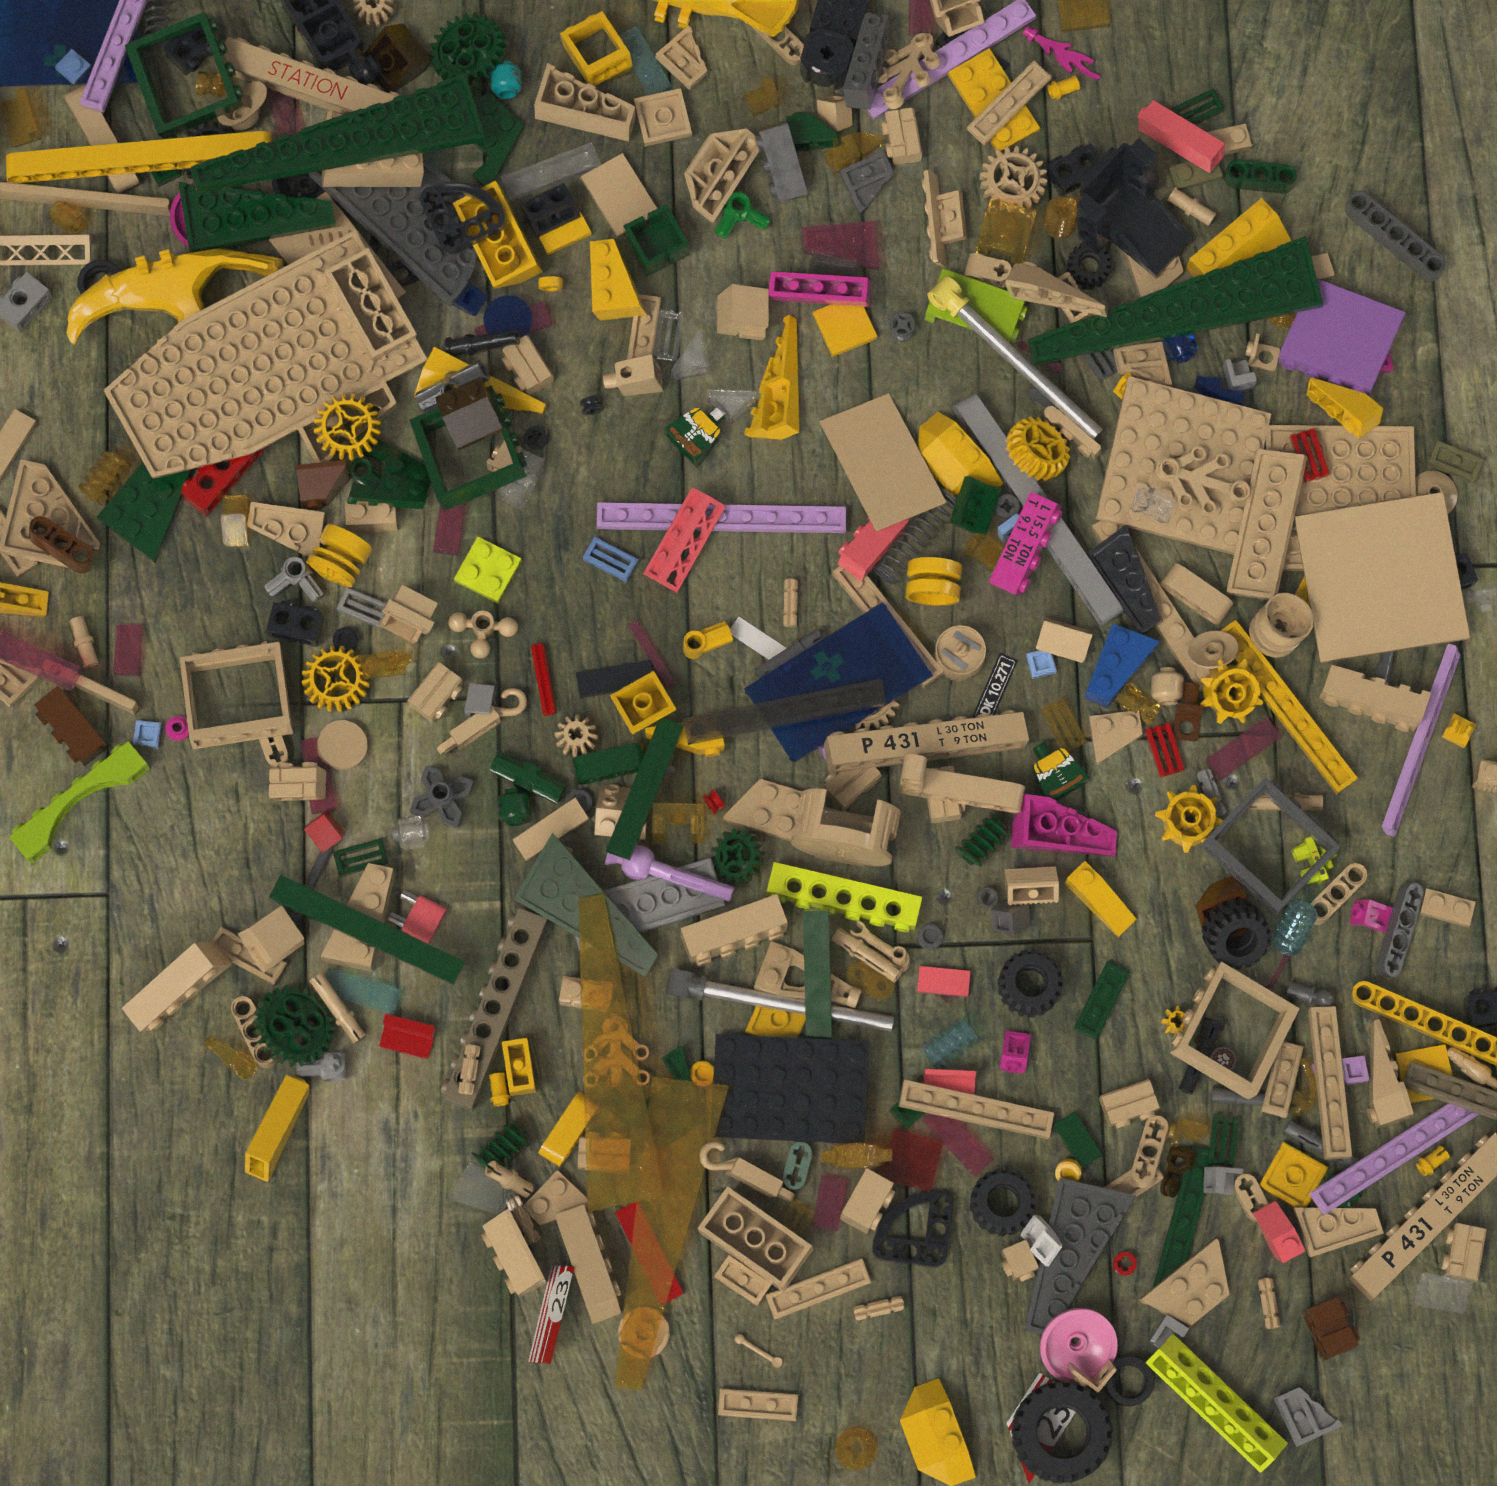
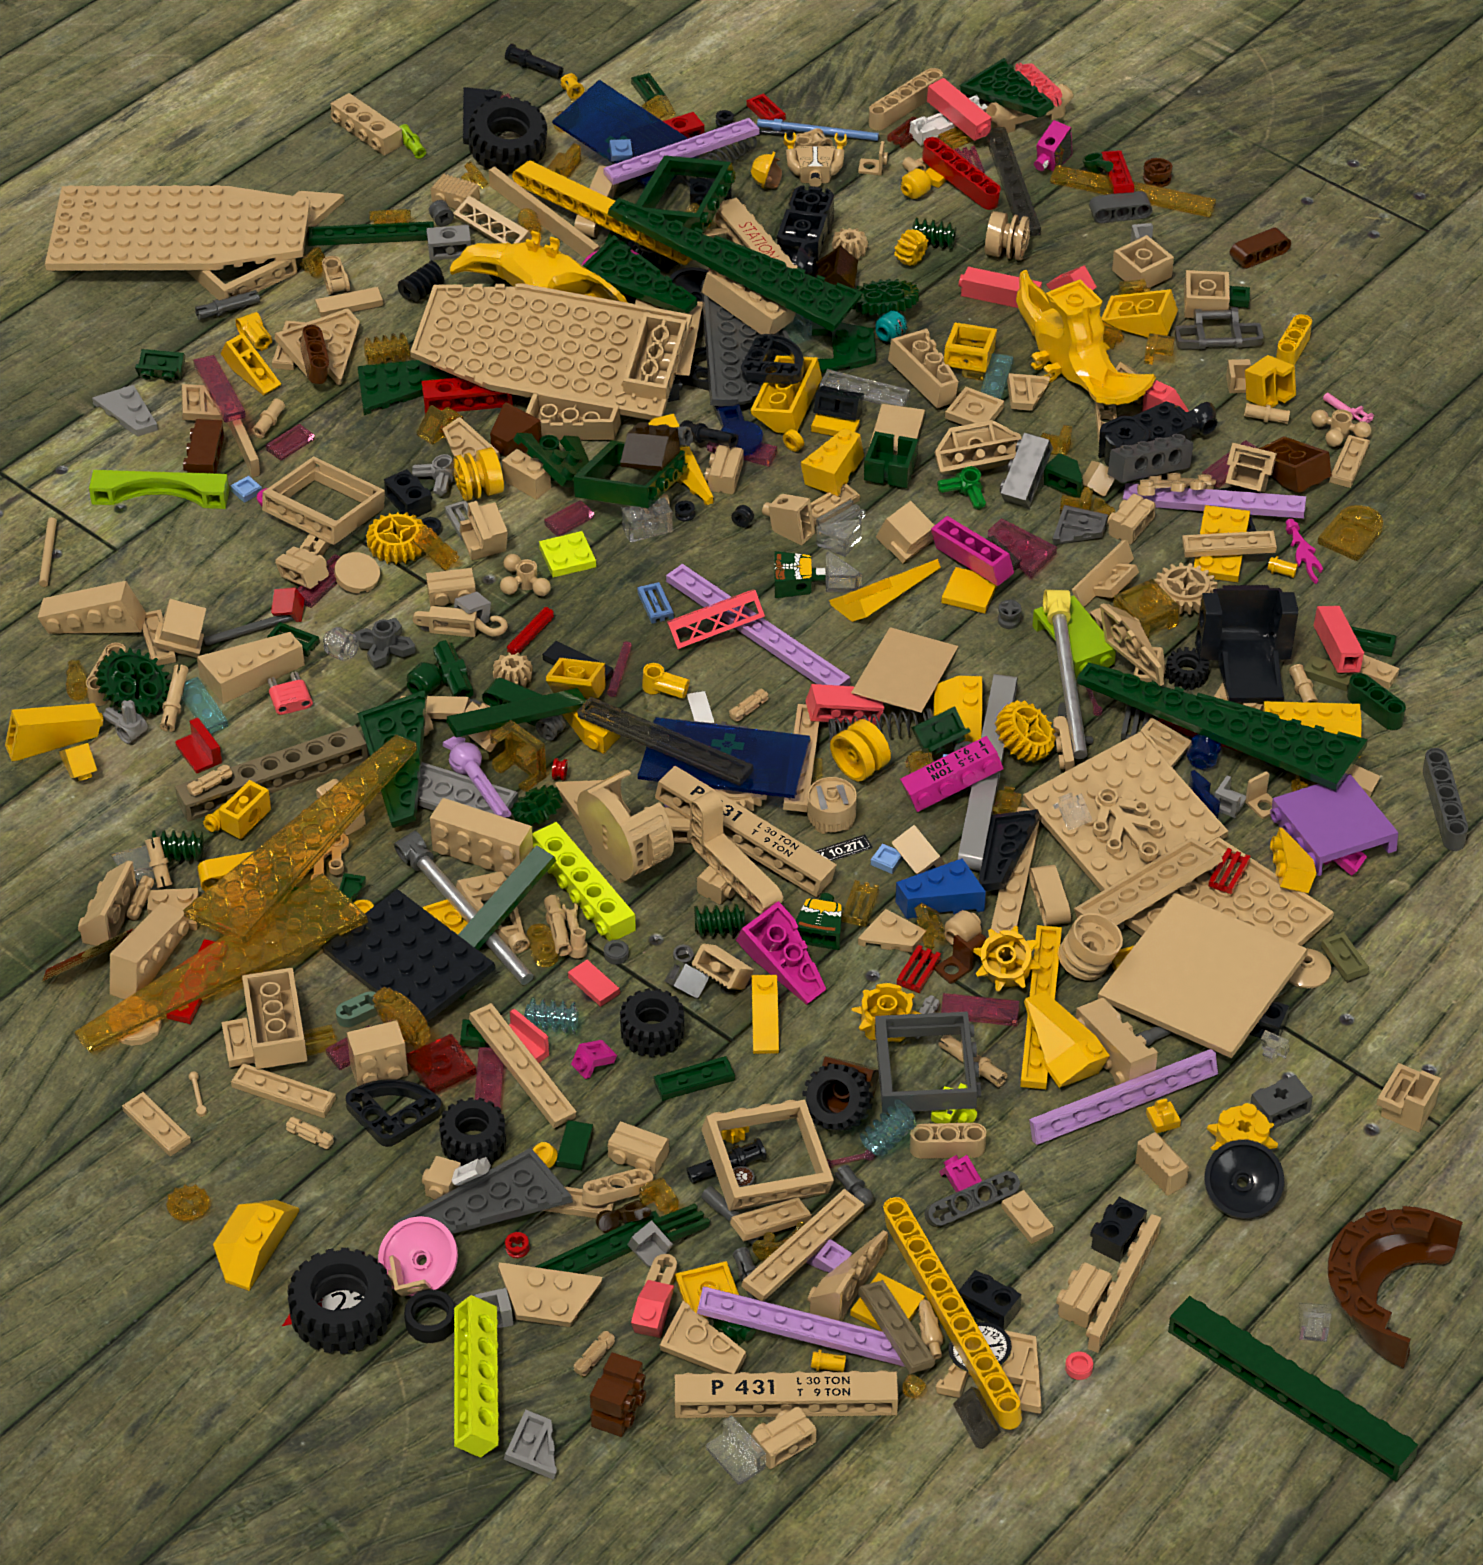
camera: 45 degrees right, 30 degrees down
(50, 371) = (421, 281): none -> black piece
(60, 954) = (47, 552): none -> tan bar
(327, 1137) = (79, 761): none -> yellow slope
(357, 423) = (564, 407): yellow gear -> none
(367, 930) = (242, 659): dark green tile -> none
(746, 1173) = (316, 978): tan piece -> none
(1060, 217) = (1188, 622): clear yellow piece -> none
(1080, 525) = (1006, 801): none -> clear yellow tile
(1212, 646) = (1026, 926): tan dish -> none
(1344, 731) = (1067, 1044): none -> yellow wedge

